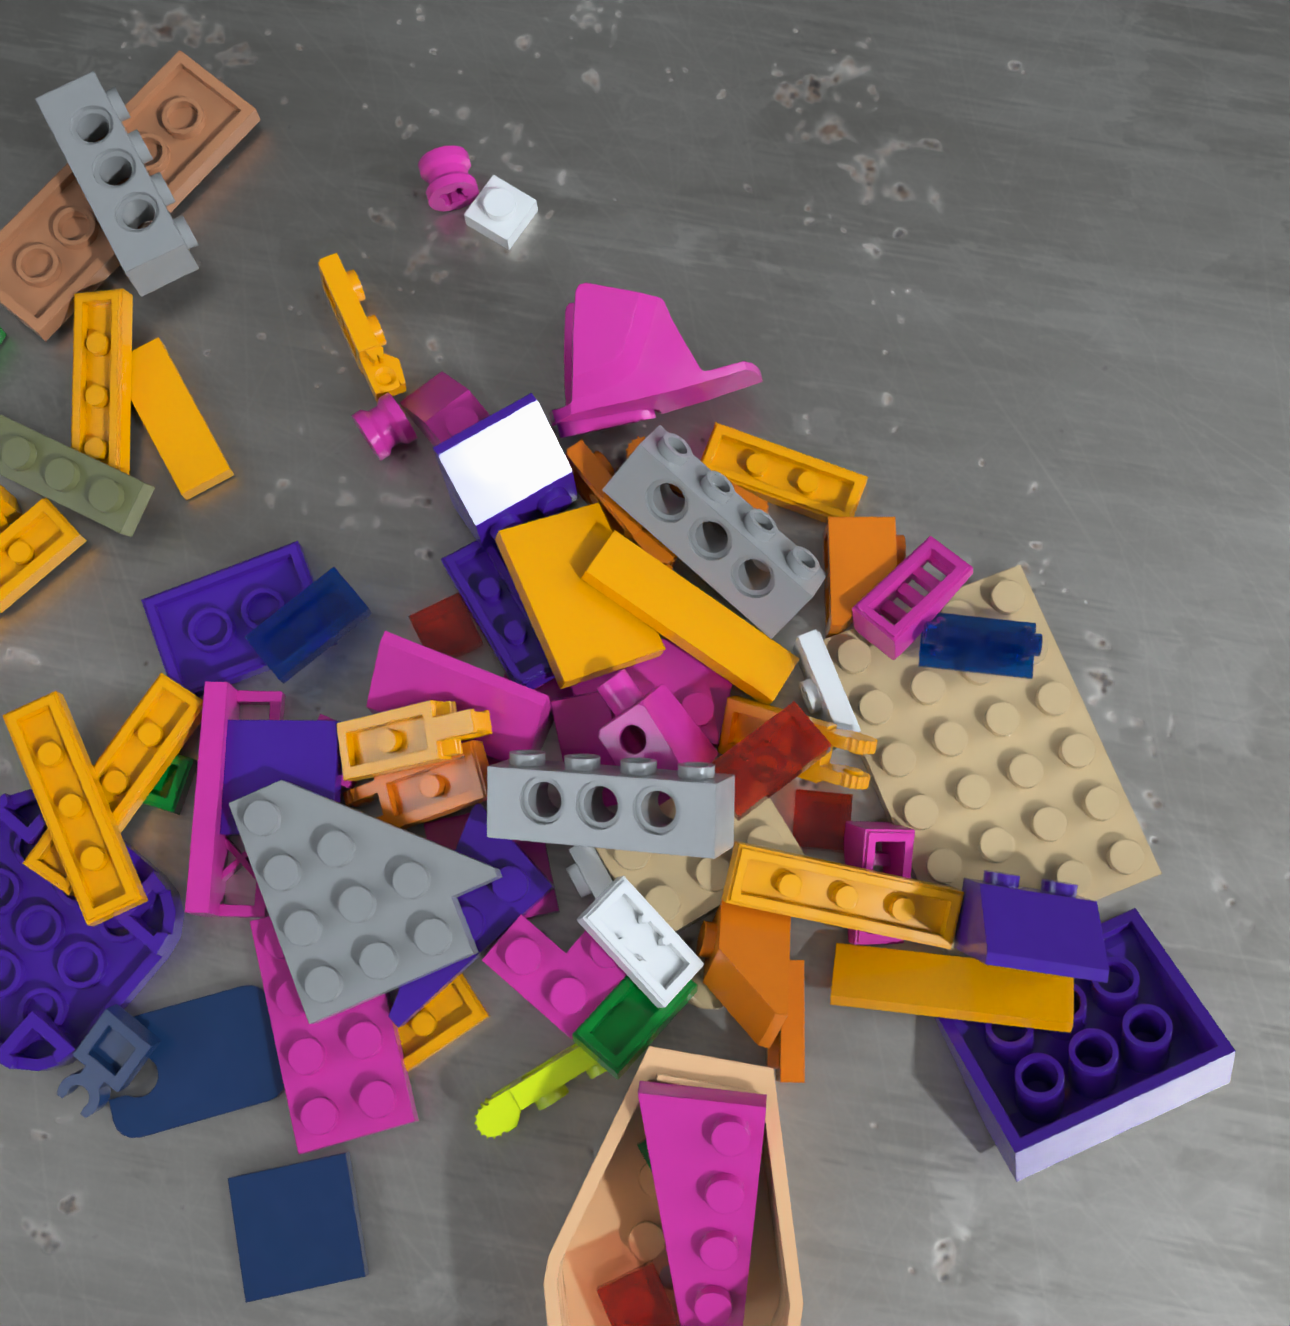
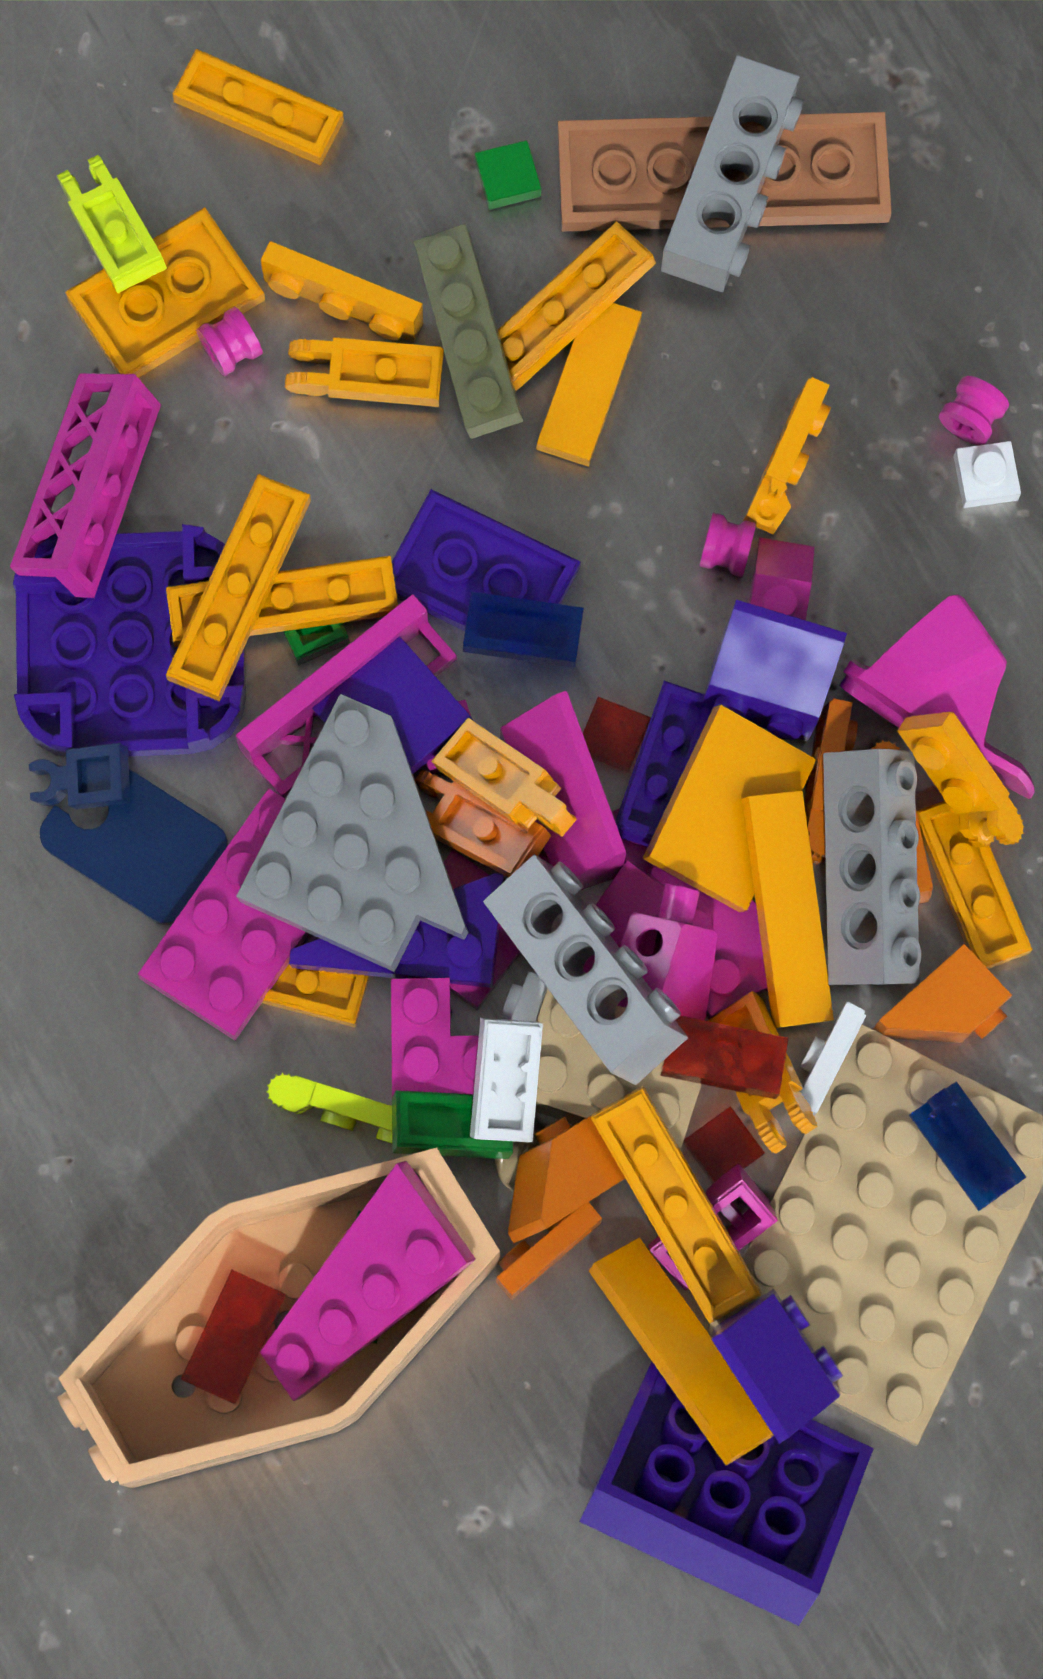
camera: 45 degrees right, 0 degrees up
(297, 1227) = (86, 1020): dark blue tile -> none
(709, 408) = (963, 778): none -> light orange hinge
(908, 626) = (937, 1040): dark pink slope -> none

